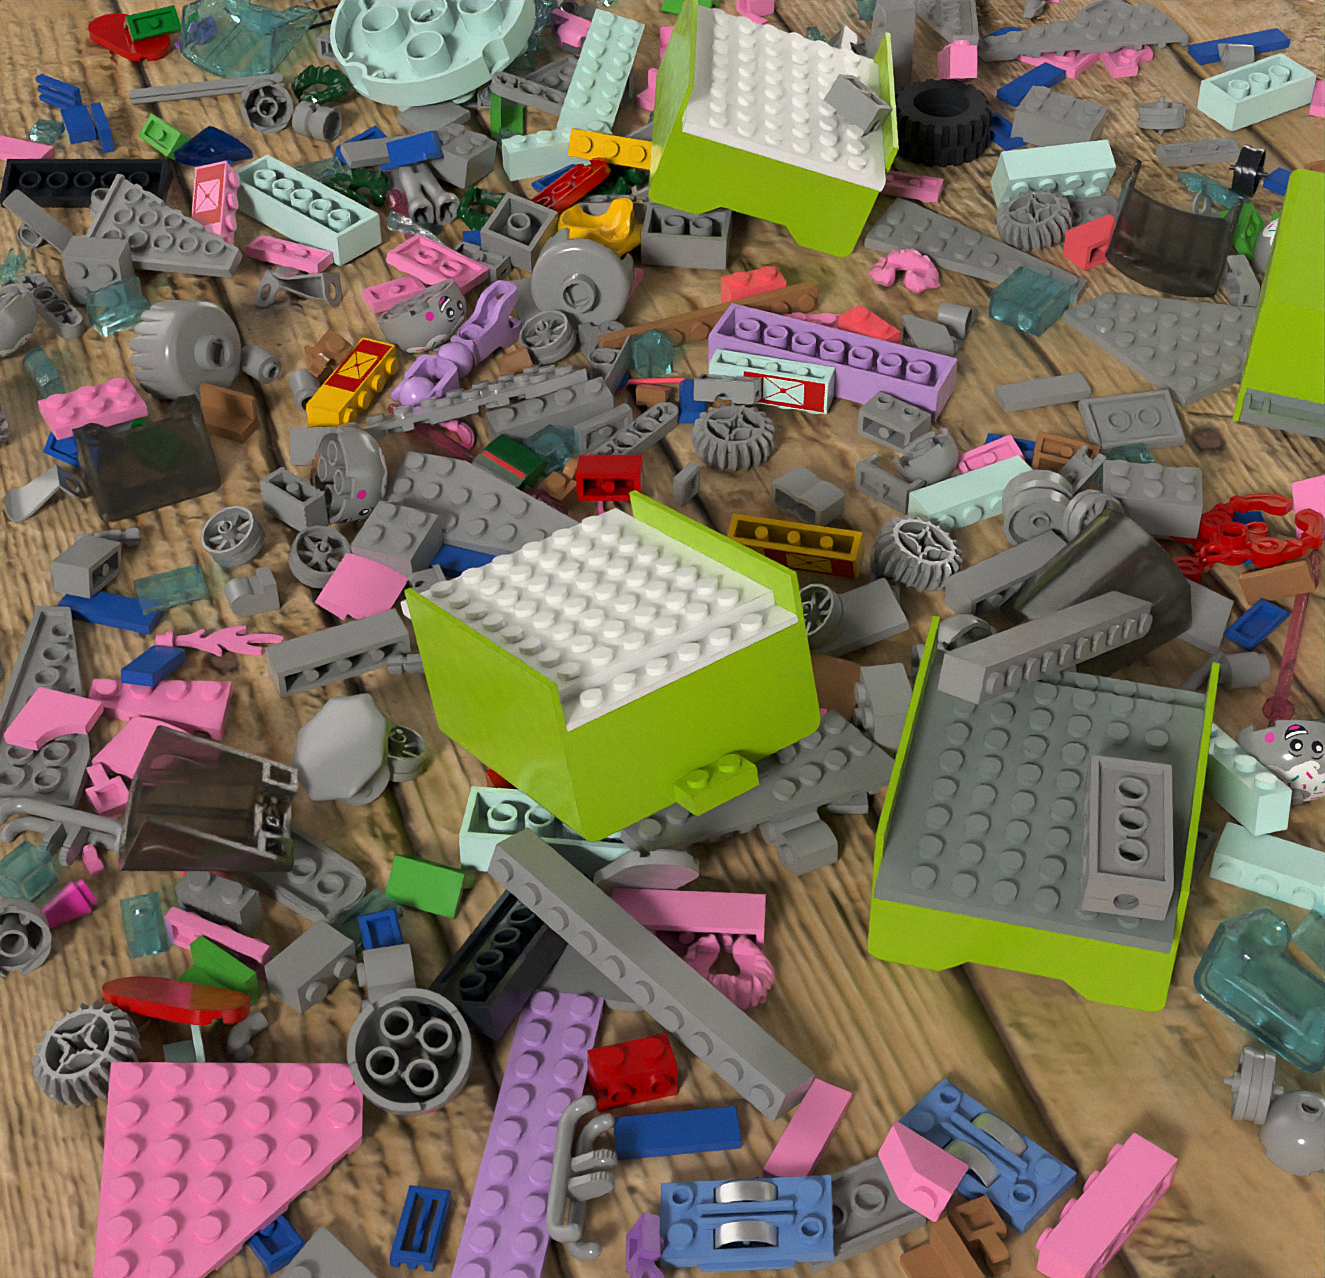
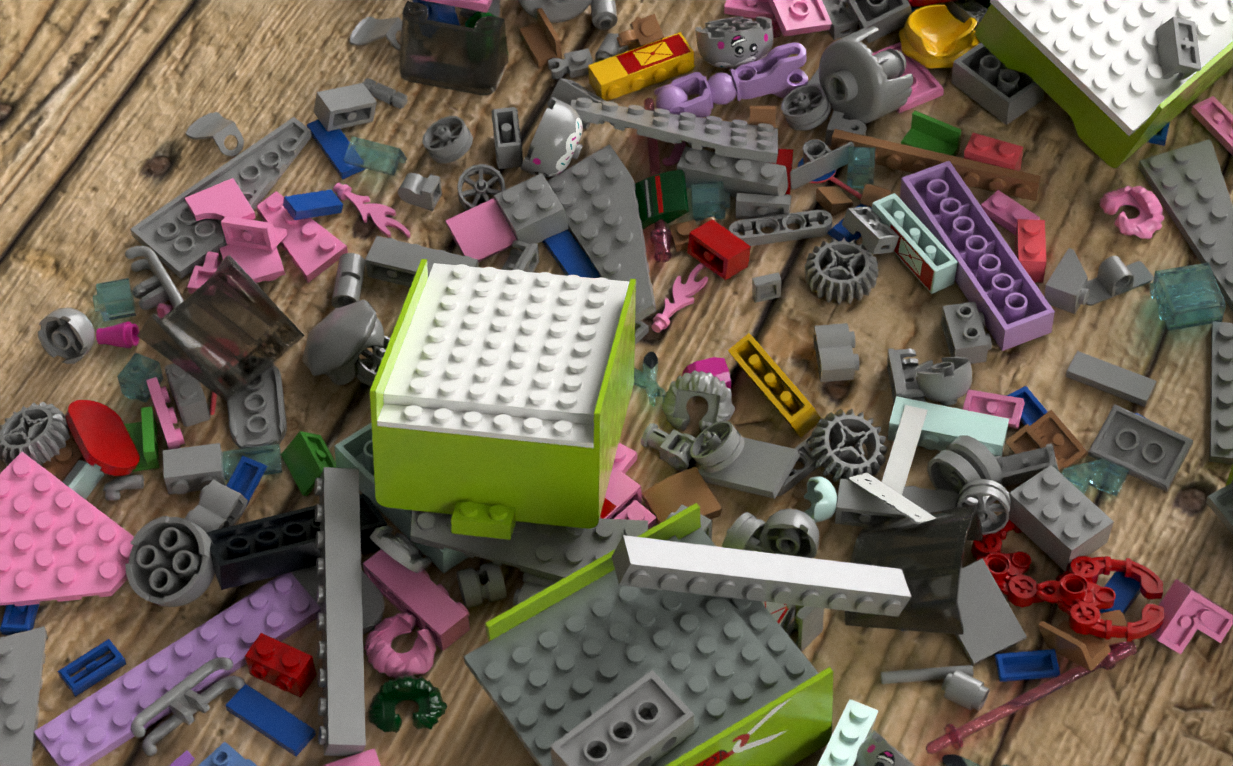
camera: 45 degrees right, 10 degrees up
(120, 721) = (252, 233): none -> bright pink panel
(274, 708) = (348, 280): none -> light grey pin
(276, 419) = (574, 63): none -> light grey plate
(679, 298) = (932, 135): none -> bright green panel
(688, 368) = (873, 193): none -> medium nougat slope
(740, 864) = (471, 580): none -> light grey wheel
(792, 998) = (401, 689): none -> dark green piece
(943, 600) = (822, 498): none -> light aqua hair
(970, 527) = (904, 448): none -> white sticker
(1019, 557) = (892, 498): none -> white sticker

